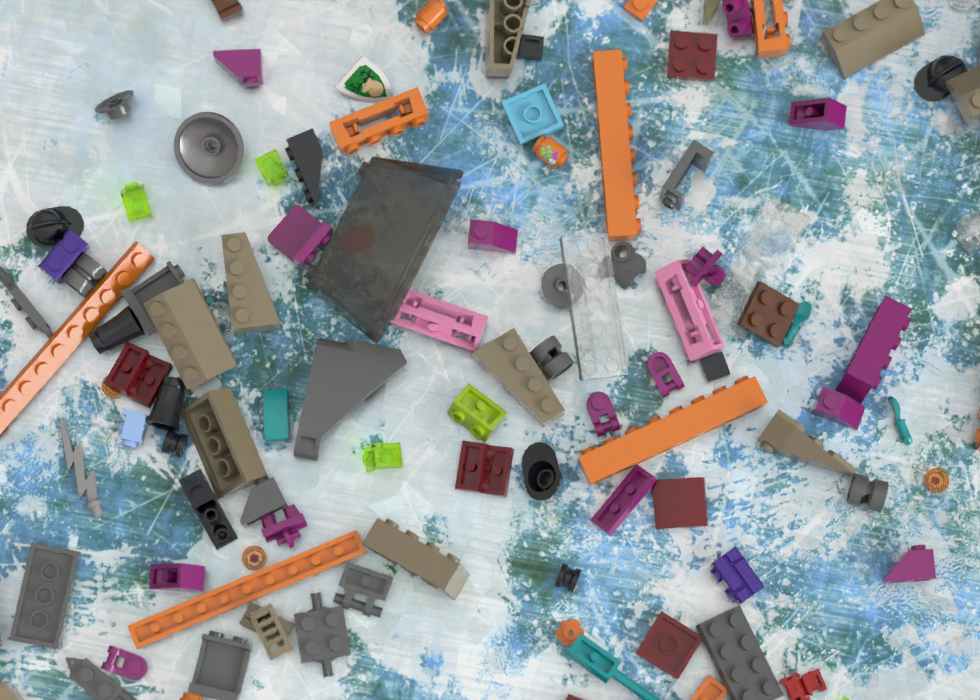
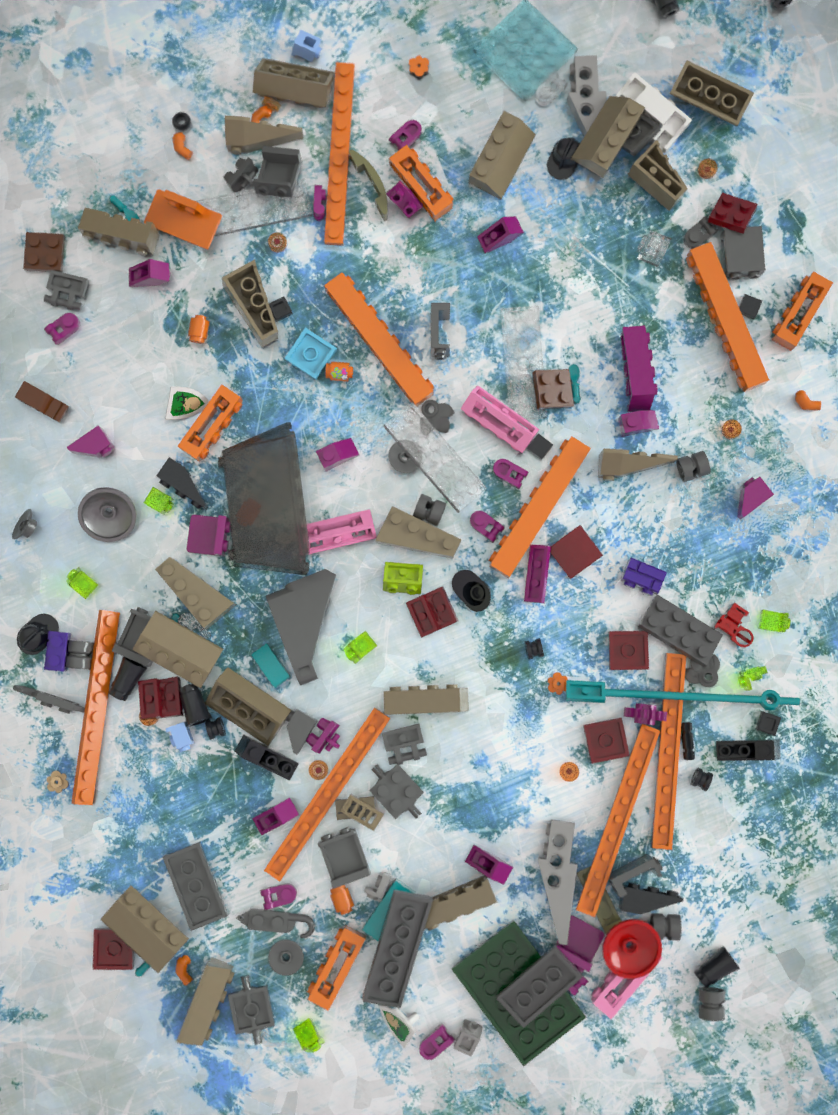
camera: 30 degrees left, 5 degrees up
(84, 483) = (171, 793): light grey piece -> none
(692, 56) = (391, 247): dark red plate -> none
(704, 266) = (490, 383): magenta hips -> none
(900, 424) = (684, 406): teal piece -> none

